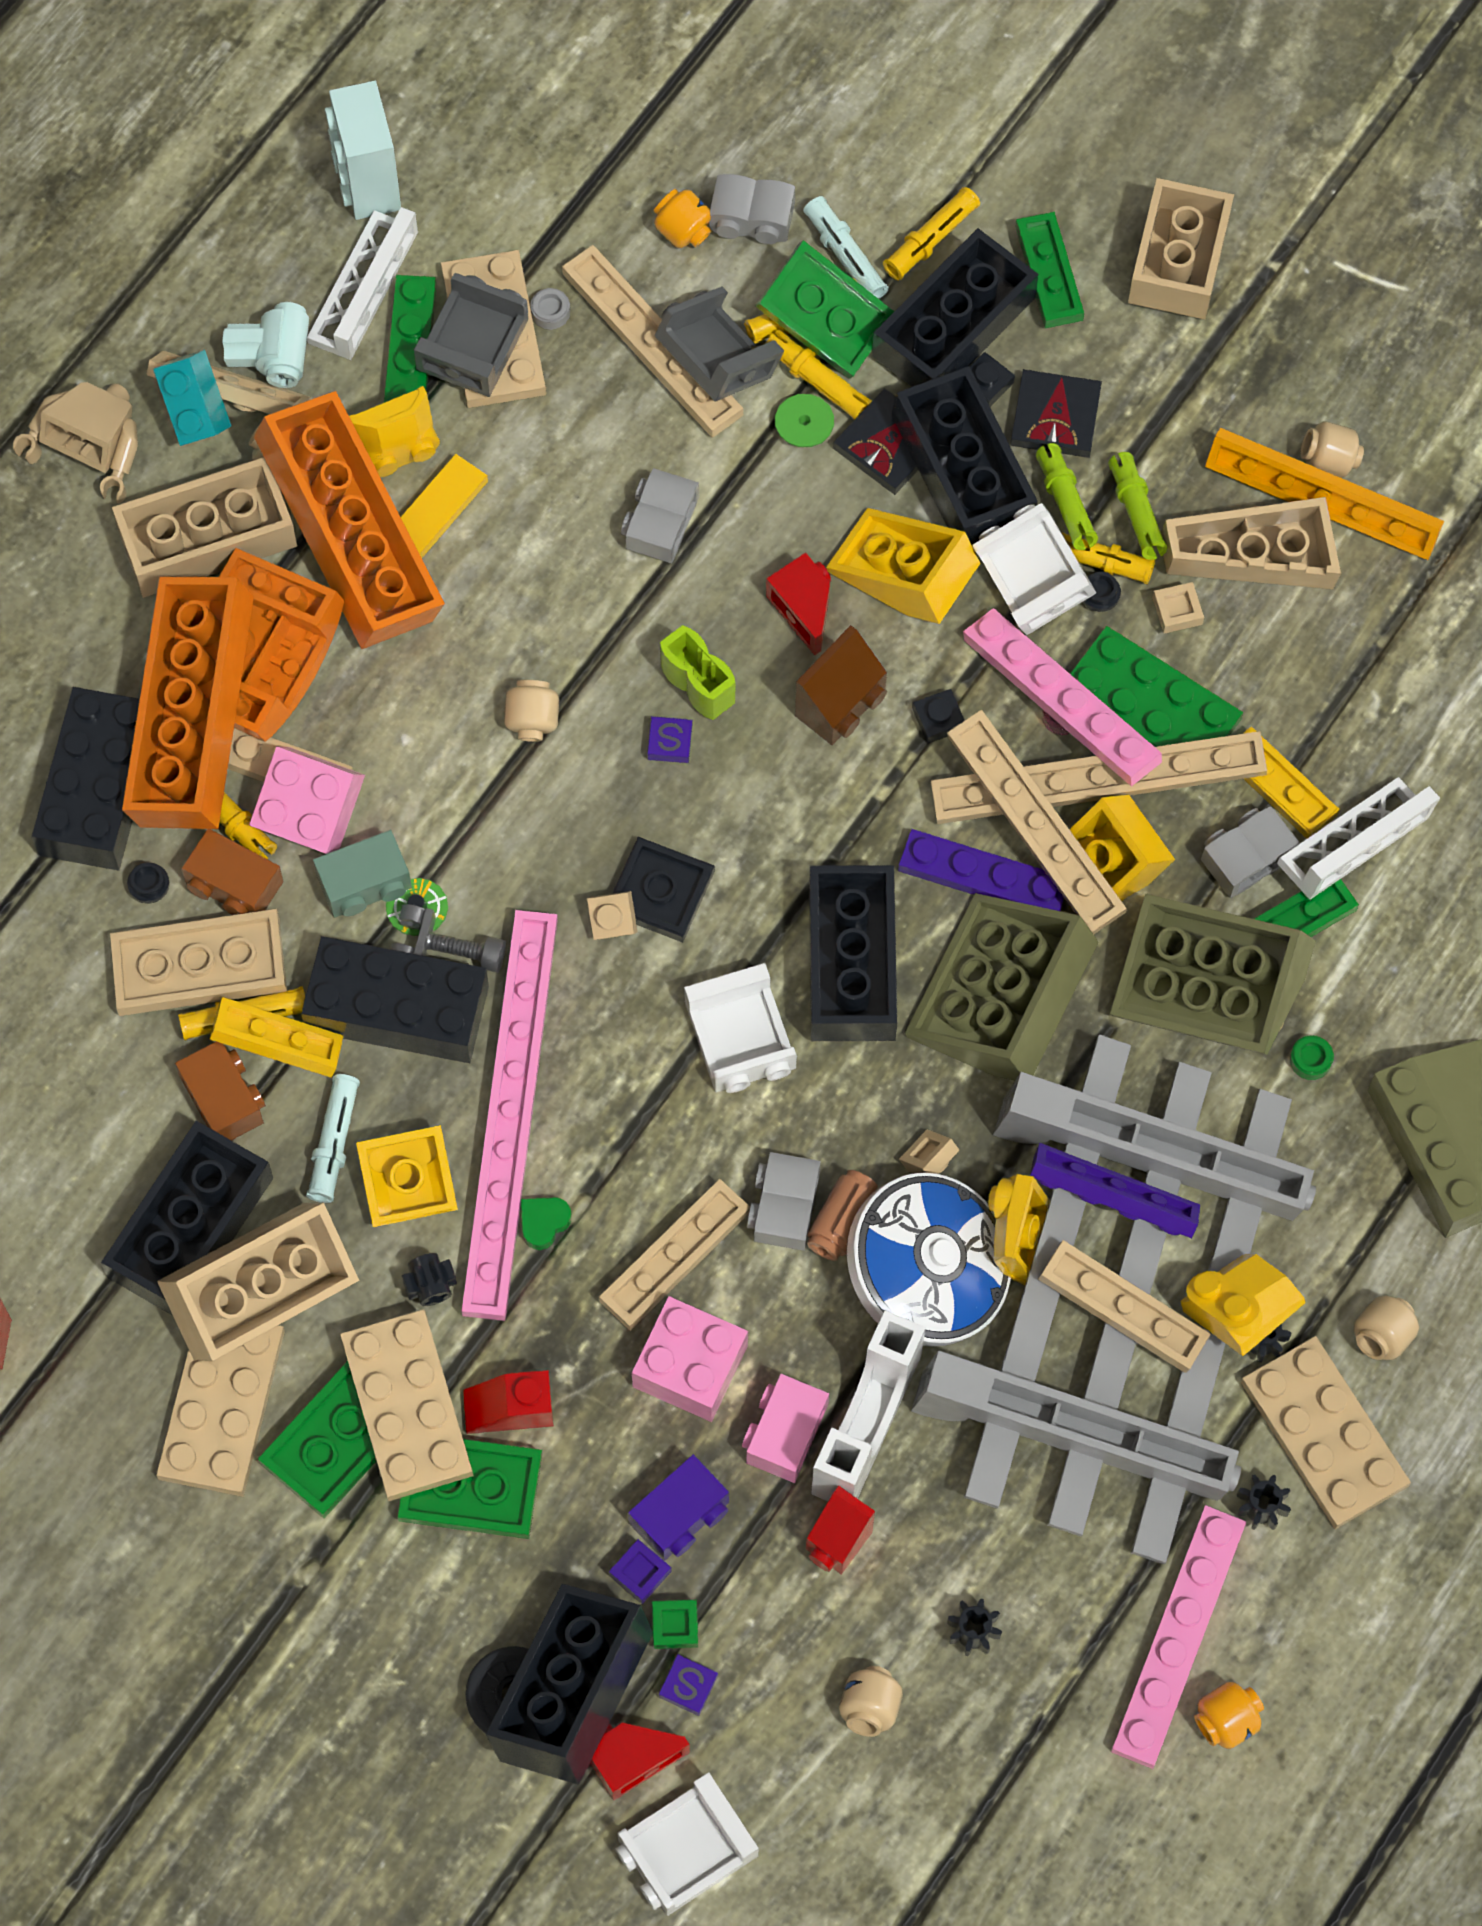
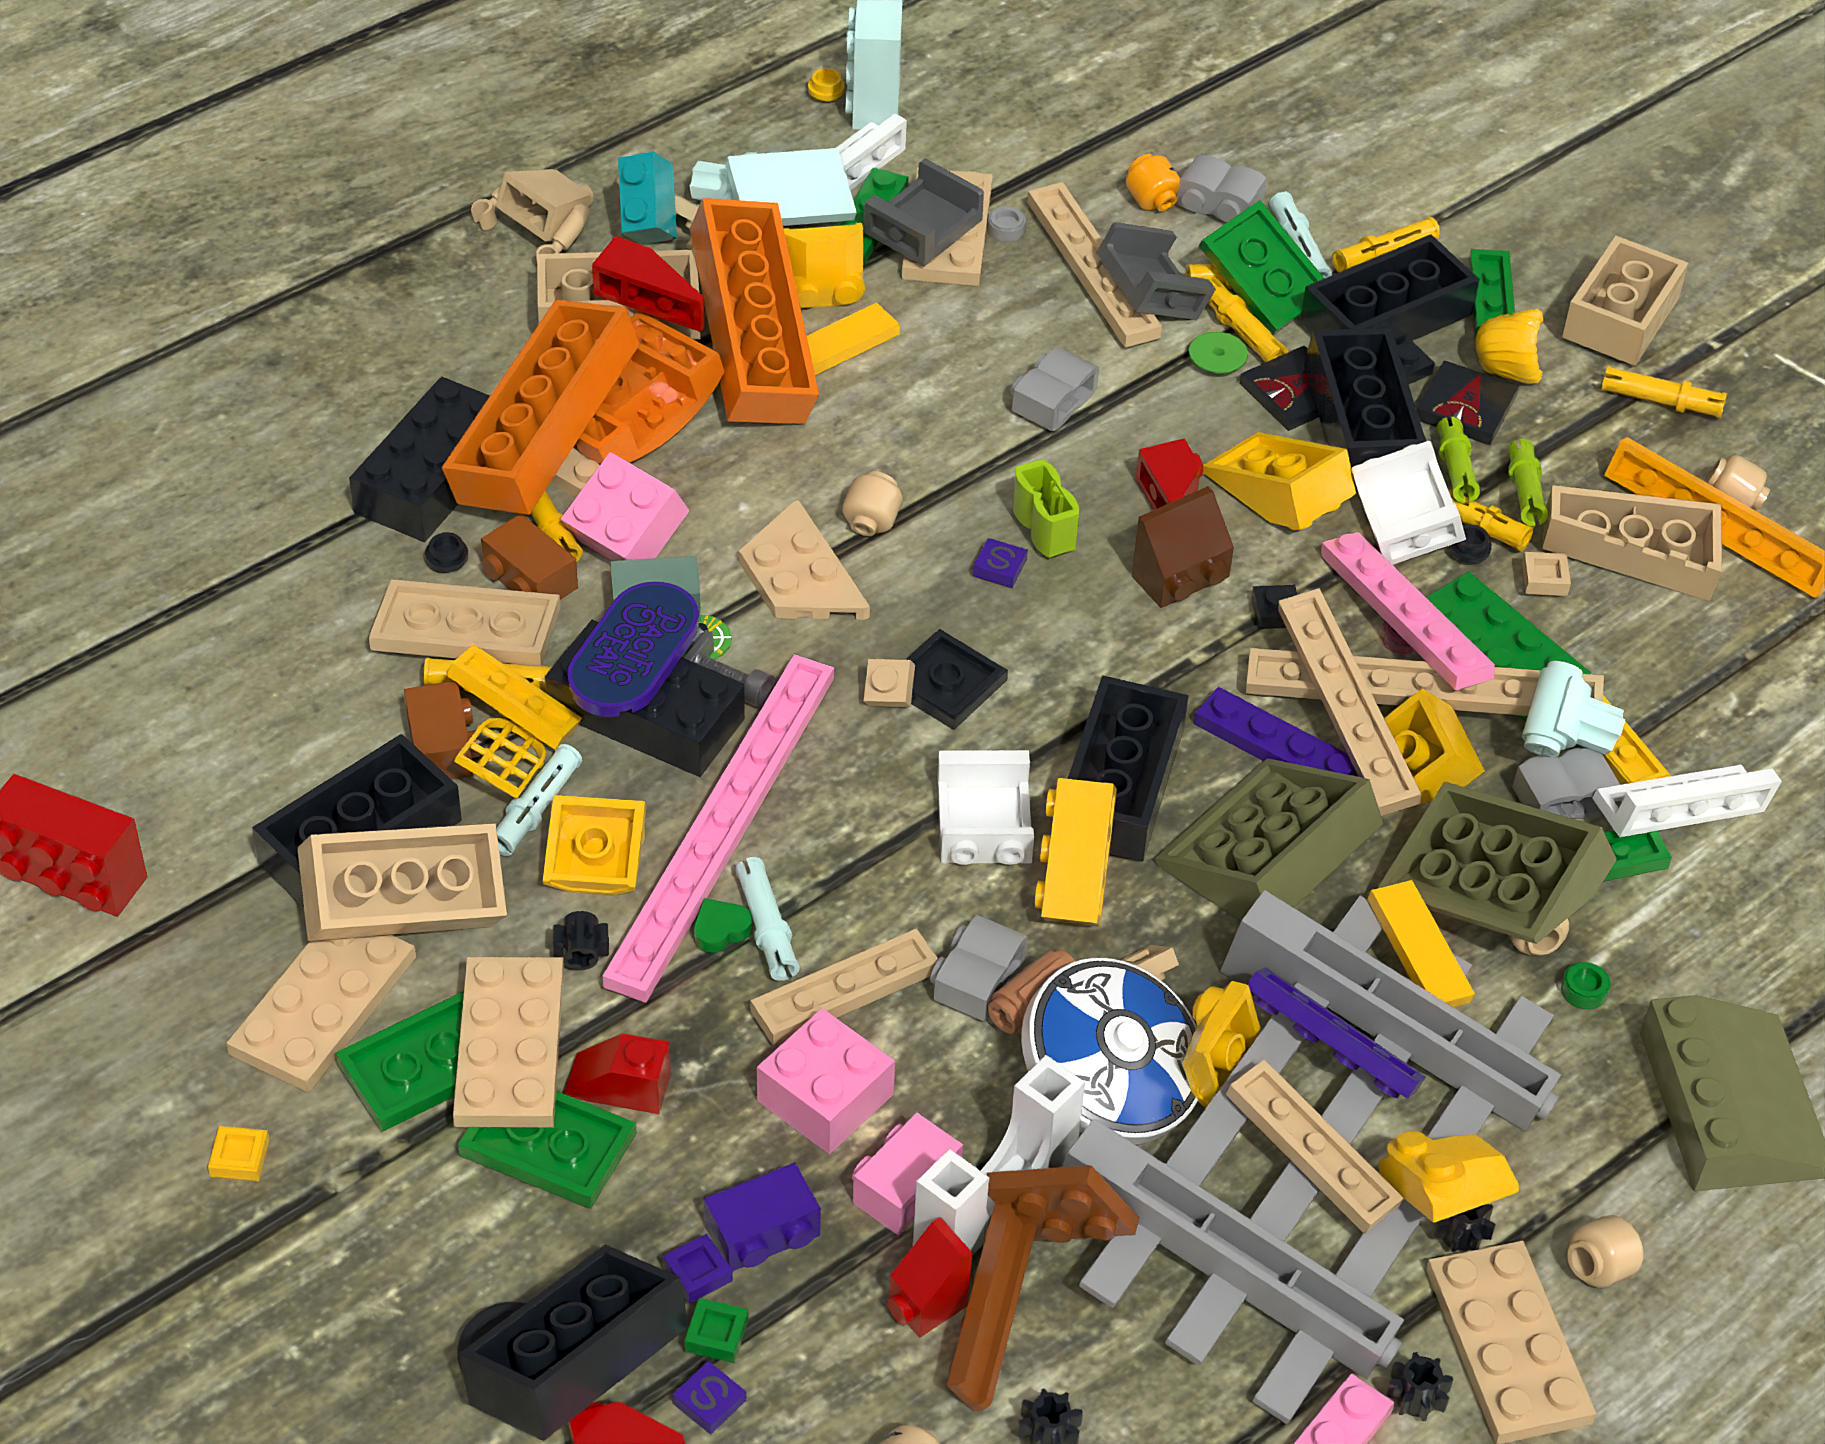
camera: 15 degrees right, 20 degrees down
(208, 1576) = (238, 1153): none -> yellow tile
(231, 522) = (647, 283): none -> red slope
(300, 1115) = (509, 766): none -> yellow window
(313, 173) = (826, 85): none -> yellow plate
(331, 345) = (804, 184): none -> light aqua tile
(376, 966) = (633, 649): none -> tile
(485, 803) = (799, 570): none -> tan wing
(592, 1217) = (771, 931): none -> light aqua pin
(841, 1067) = (1076, 851): none -> yellow brick
(895, 1498) = (1027, 1208): none -> dark orange bracket
(1083, 340) = (1509, 346): none -> yellow hair
(1164, 1072) = (1420, 943): none -> yellow tile
(1237, 789) = (1567, 715): none -> light aqua piece
(1240, 349) = (1664, 392): none -> yellow pin

